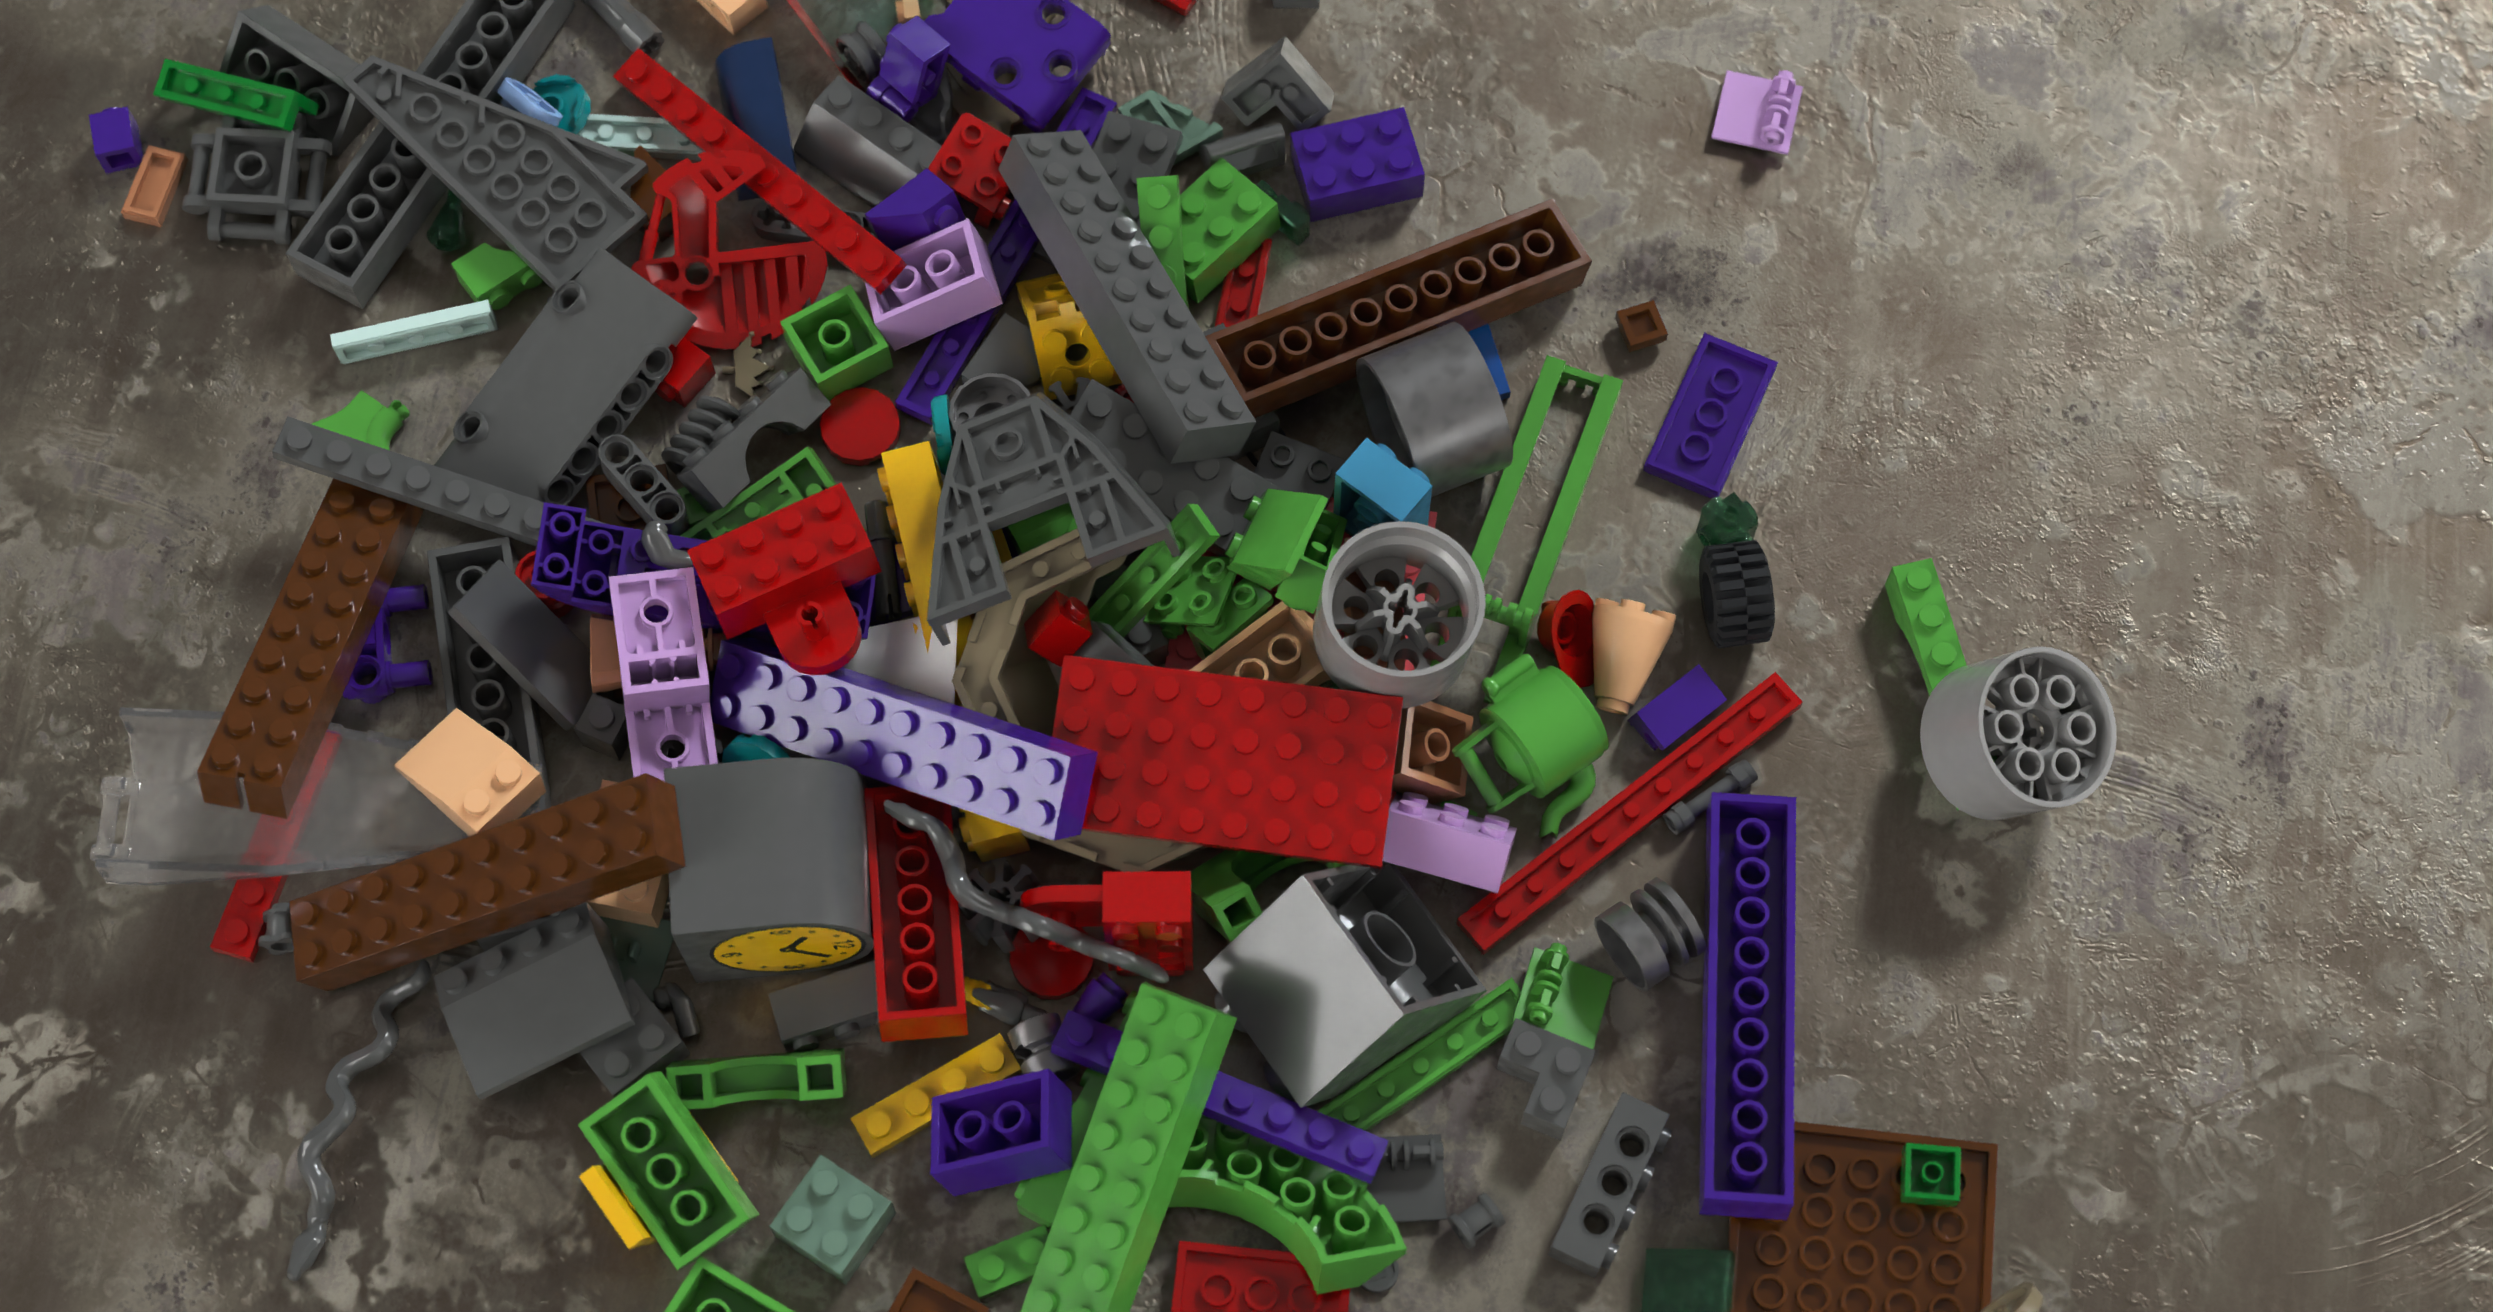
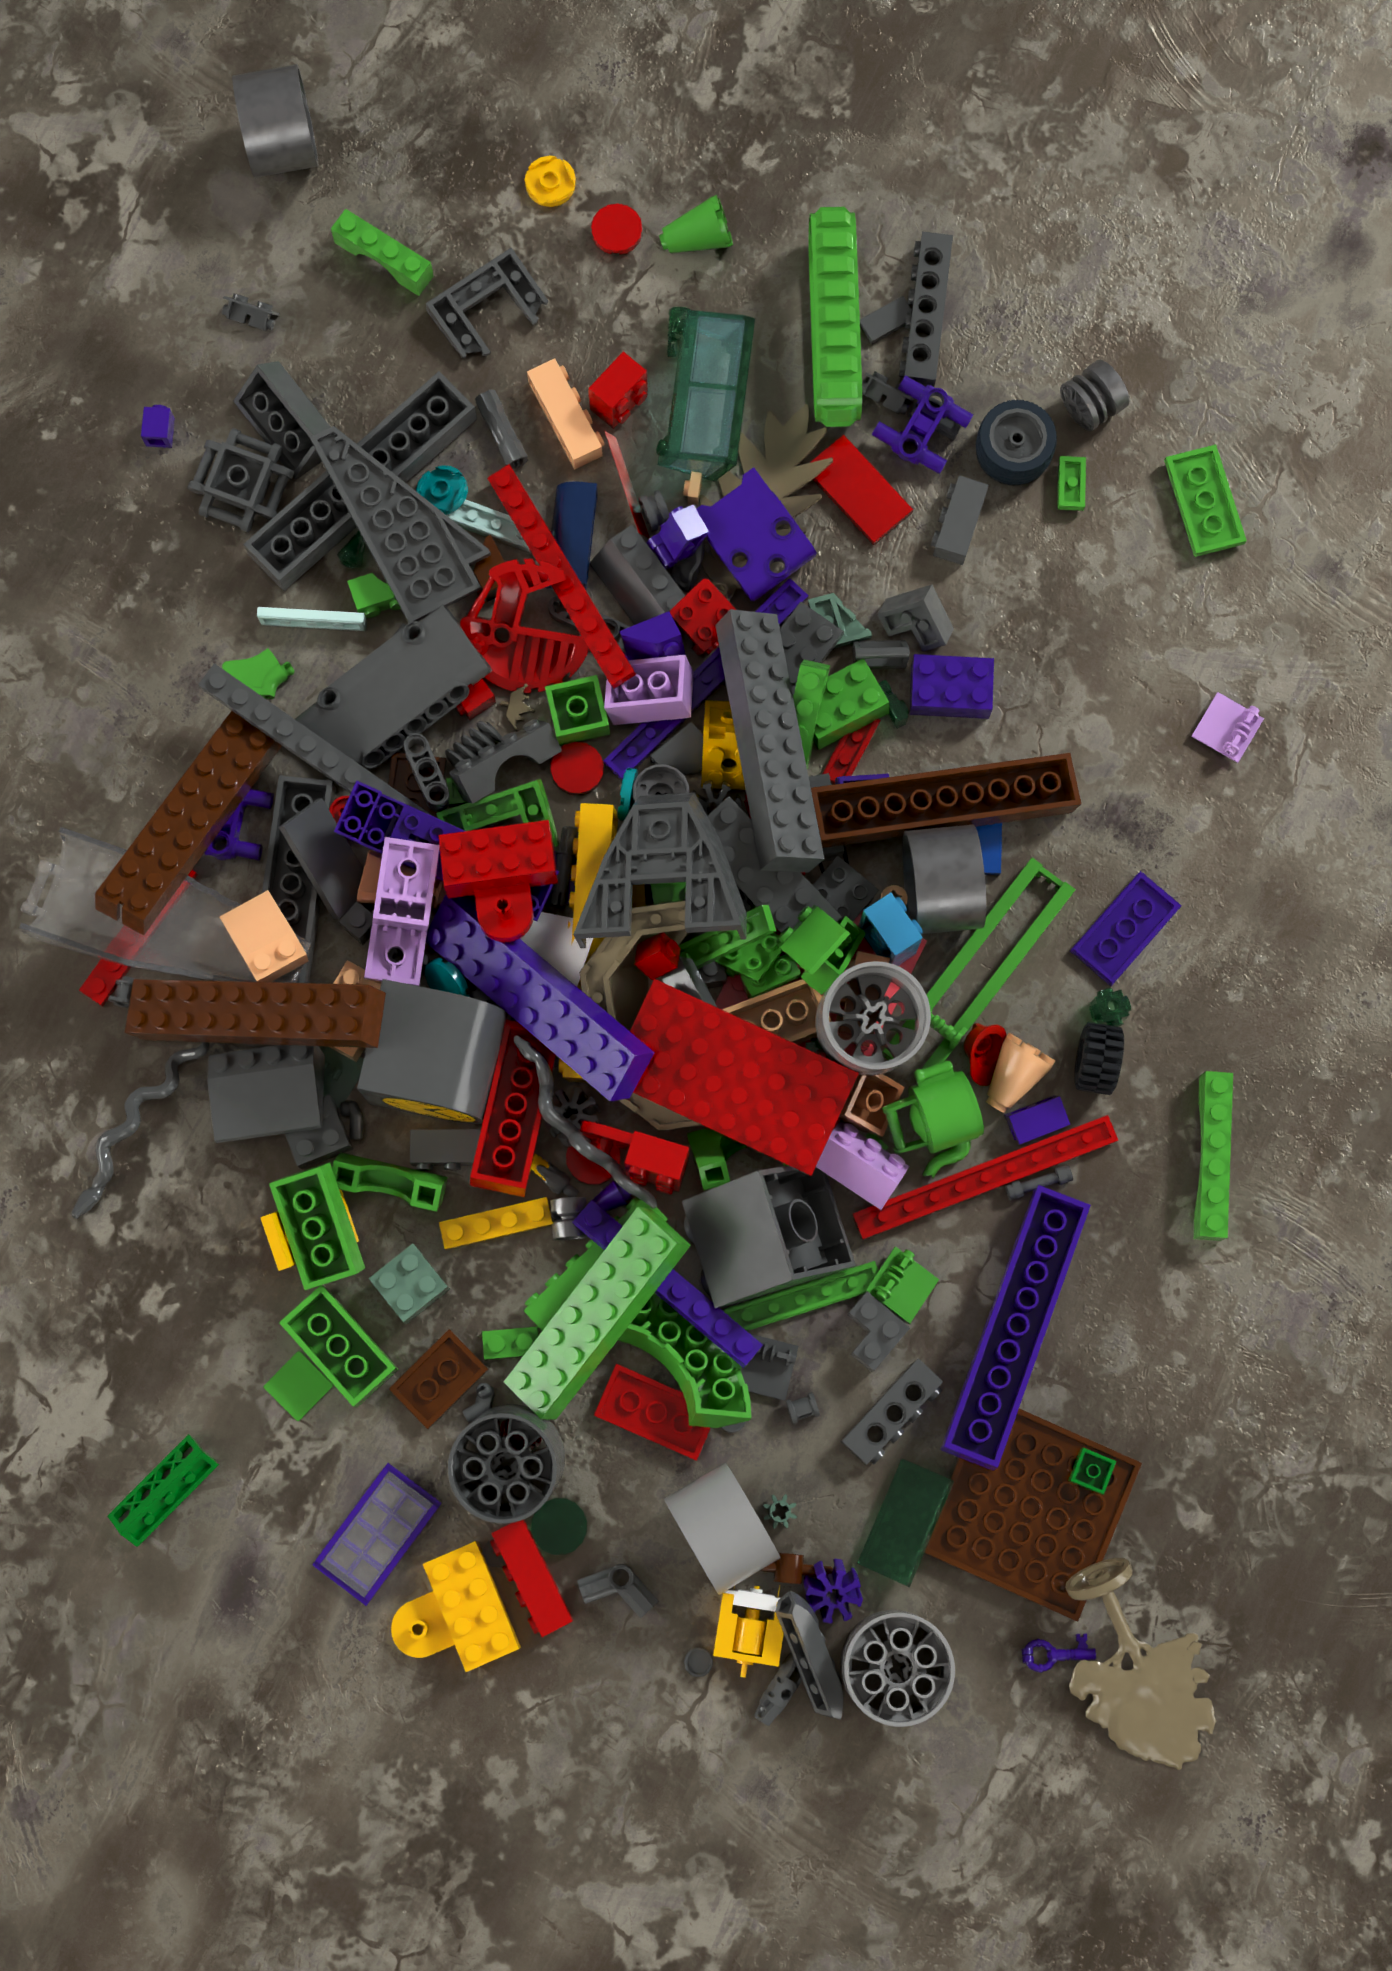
camera: 15 degrees right, 10 degrees up
(154, 186) = (174, 465): nougat tile -> none
(231, 95) = (237, 421): green fence -> none
(526, 101) = (427, 484): light blue plate -> none
(660, 548) = (423, 826): dark grey arm -> none
(1001, 1132) = (526, 1265): dark purple brick -> none
(1641, 326) = (1100, 854): reddish brown plate -> none
(1650, 934) = (969, 1263): flat silver wheel -> none
(1964, 733) = (1279, 1196): light grey wheel -> none

